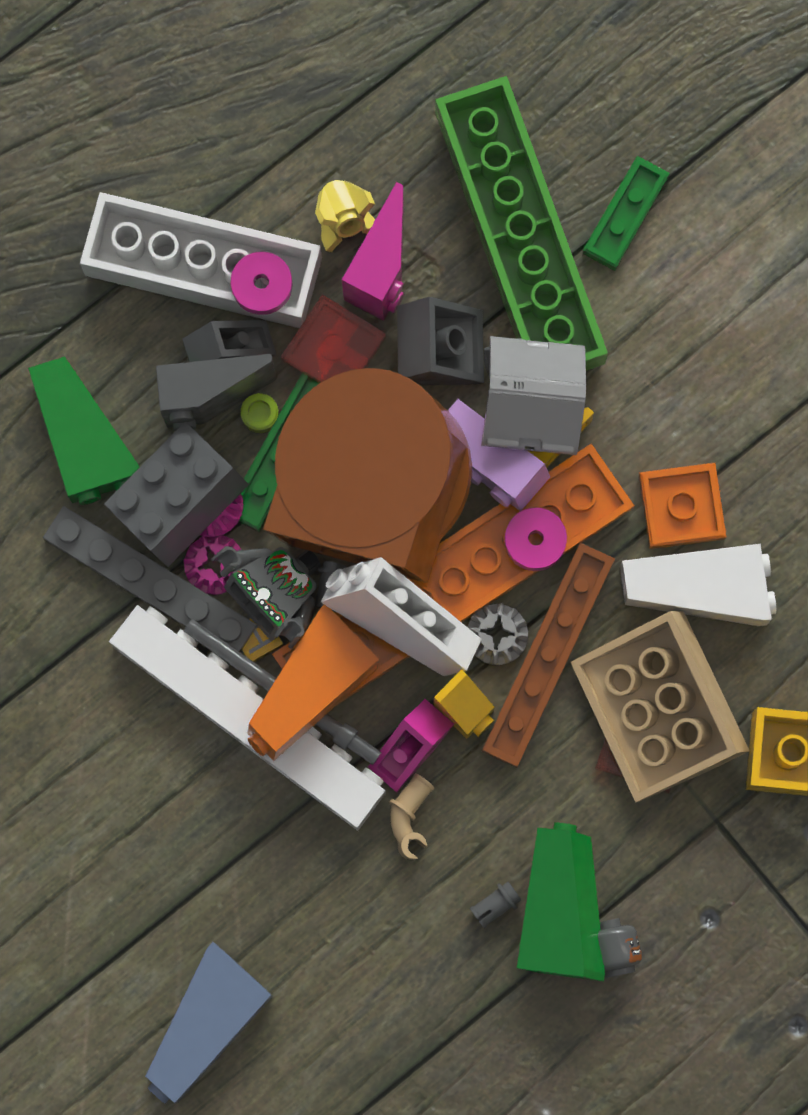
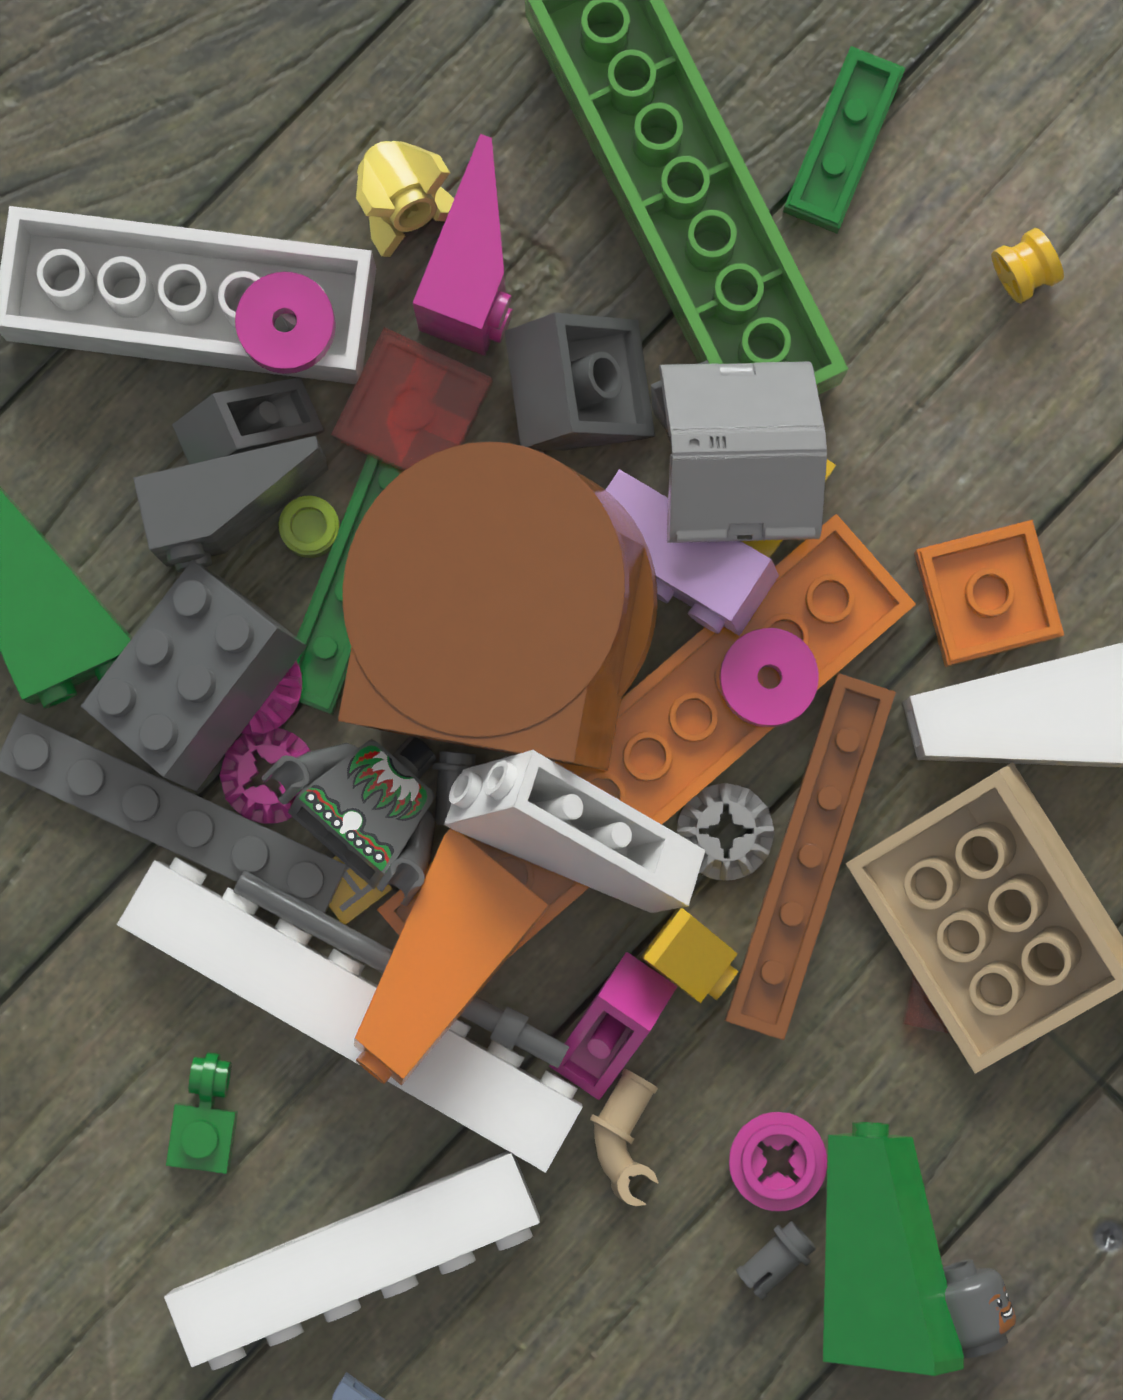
camera: 10 degrees left, 5 degrees up
(144, 782) = (204, 1134): none -> green plate
(229, 869) = (352, 1259): none -> white brick
(506, 824) = (807, 1159): none -> dark pink gear
(731, 304) = (1027, 265): none -> yellow wheel

